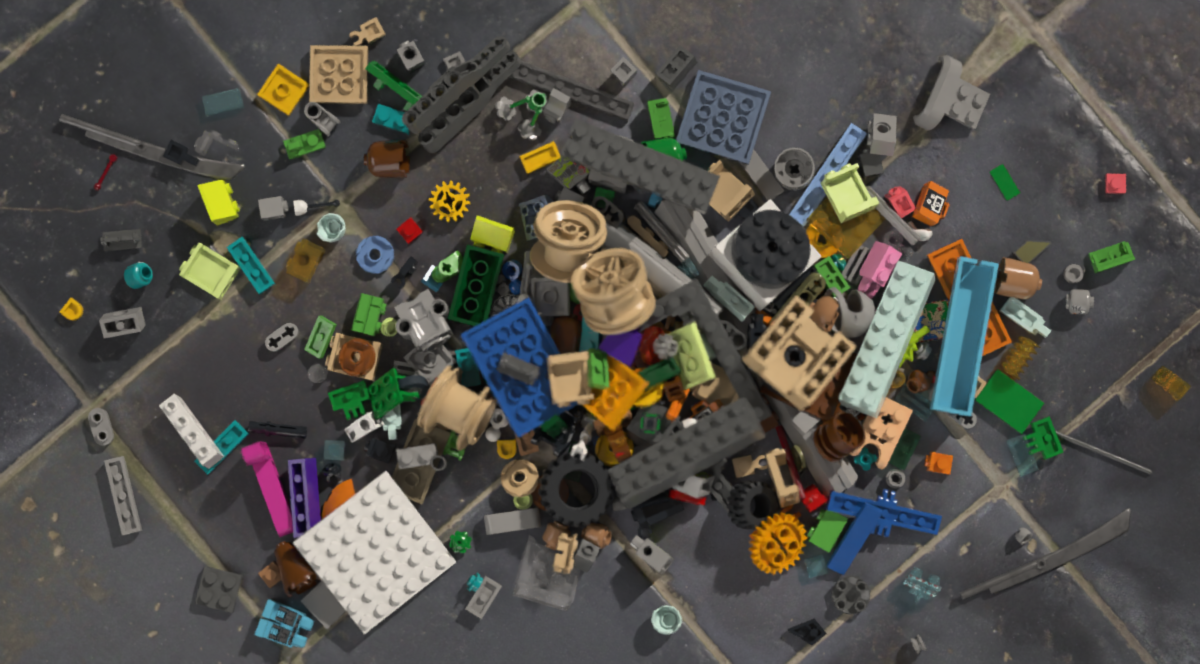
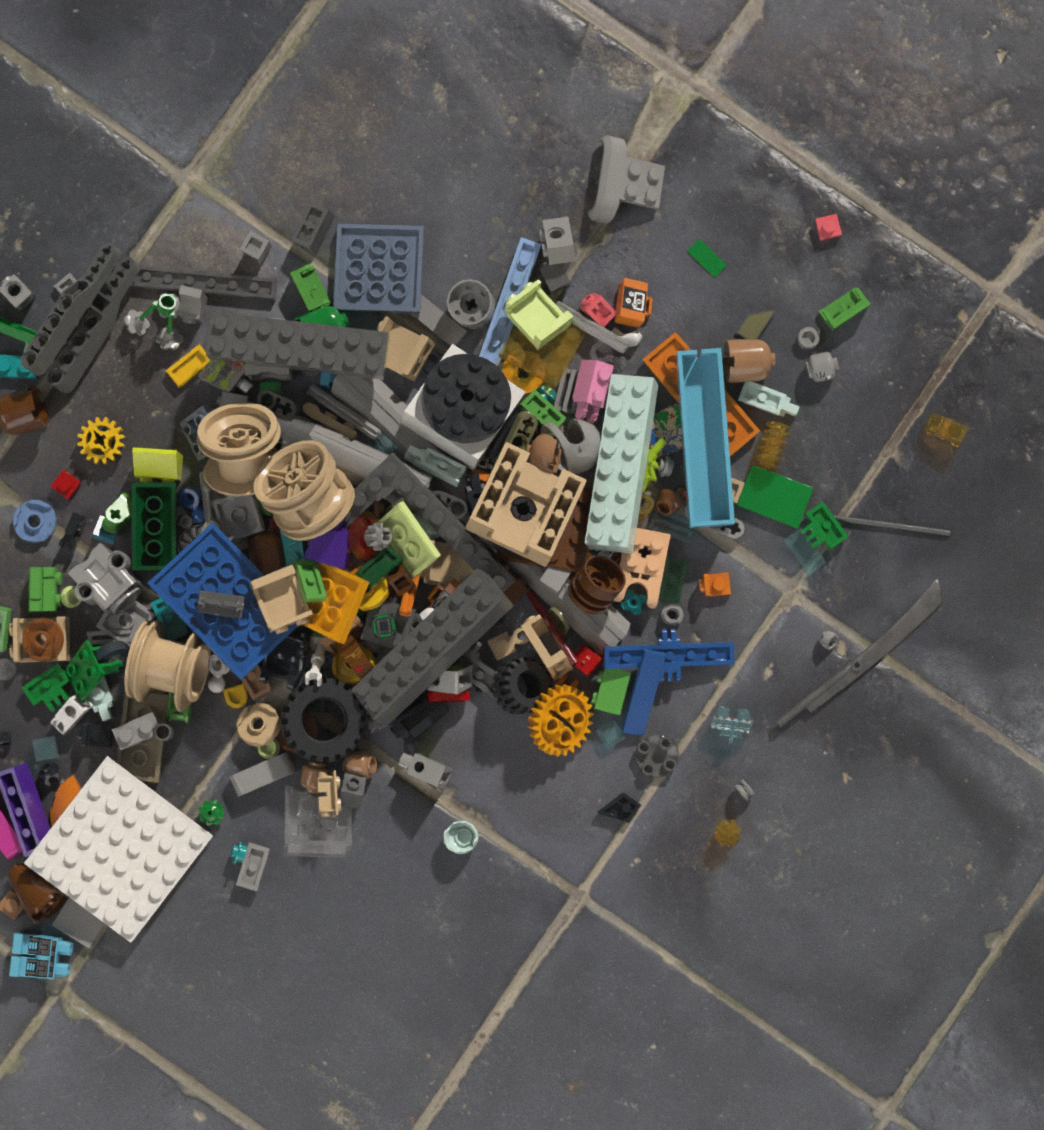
camera: 15 degrees left, 0 degrees up
(554, 426) = (280, 656): dark green tile -> none

